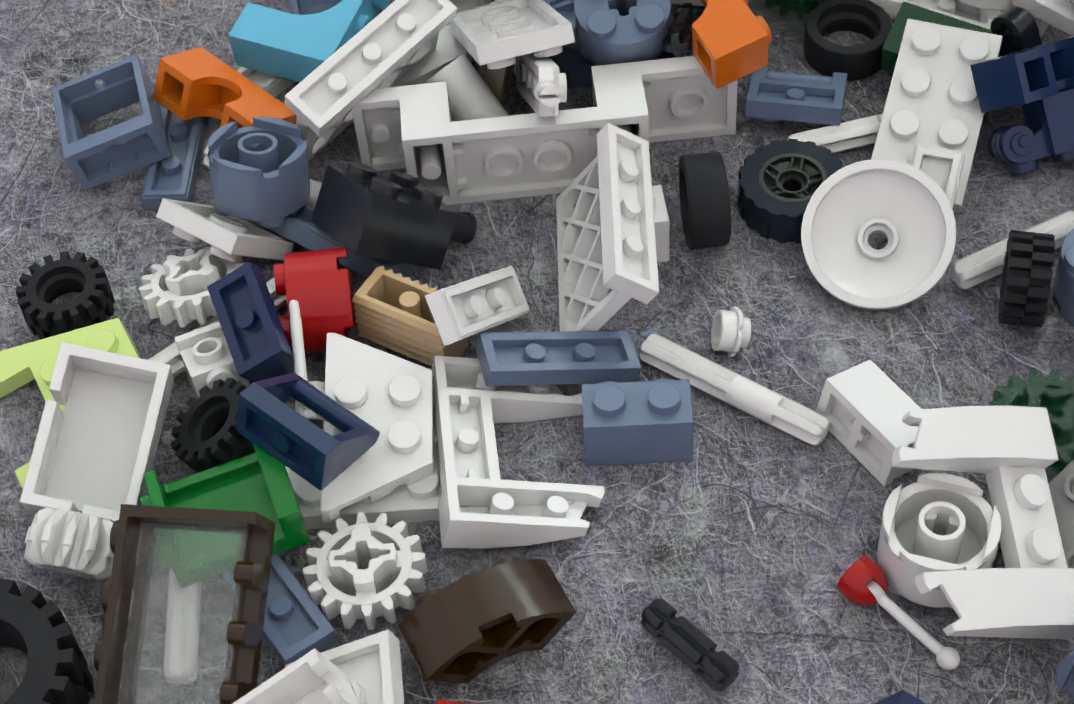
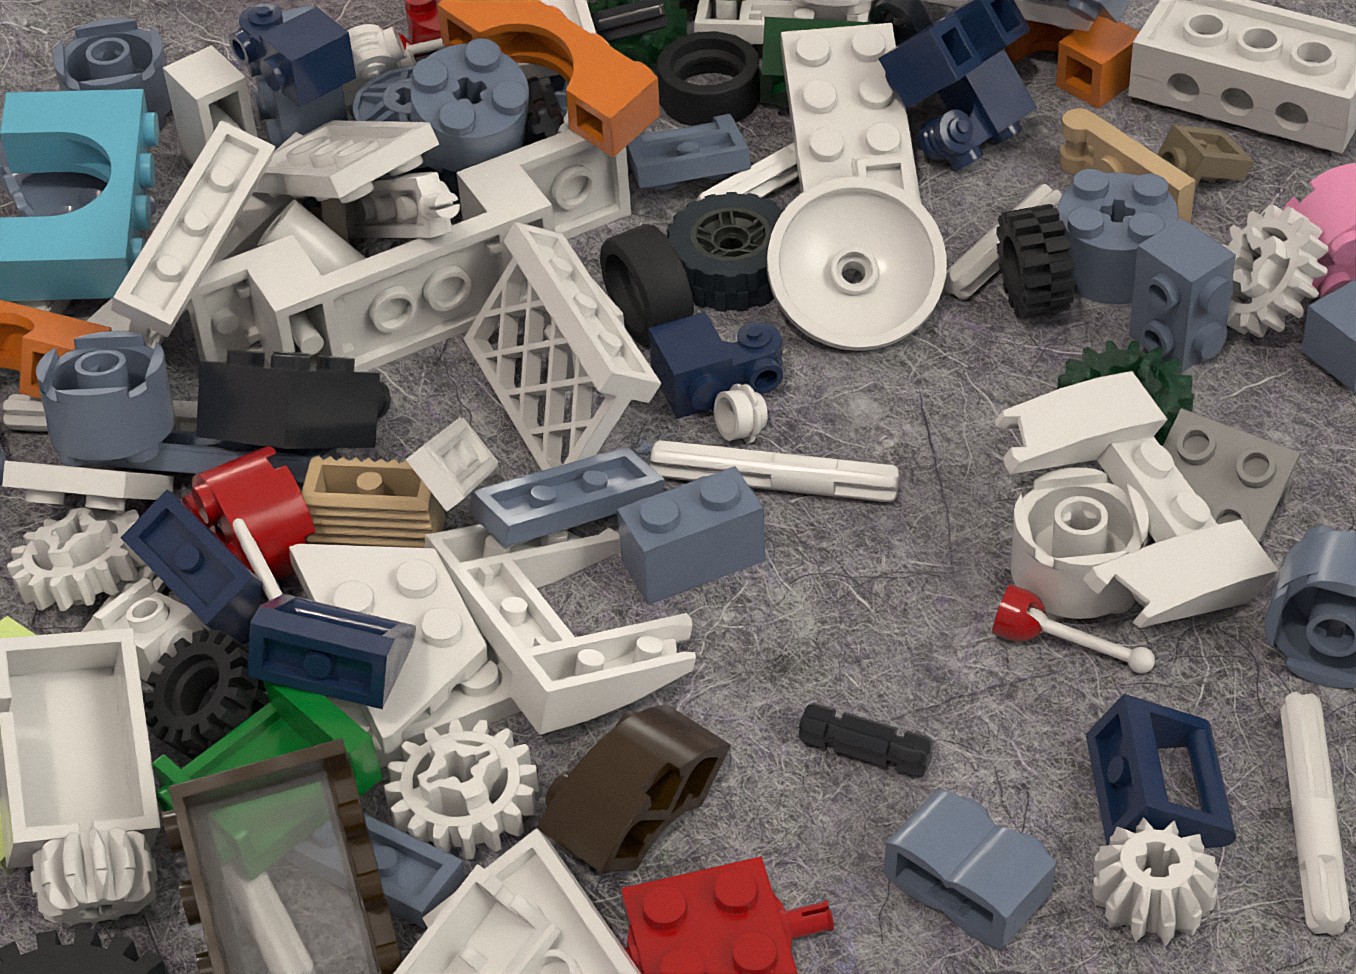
camera: 25 degrees left, 5 degrees down
(719, 283) = (699, 365): none -> dark blue brick
(867, 417) = (947, 453): white hinge -> none

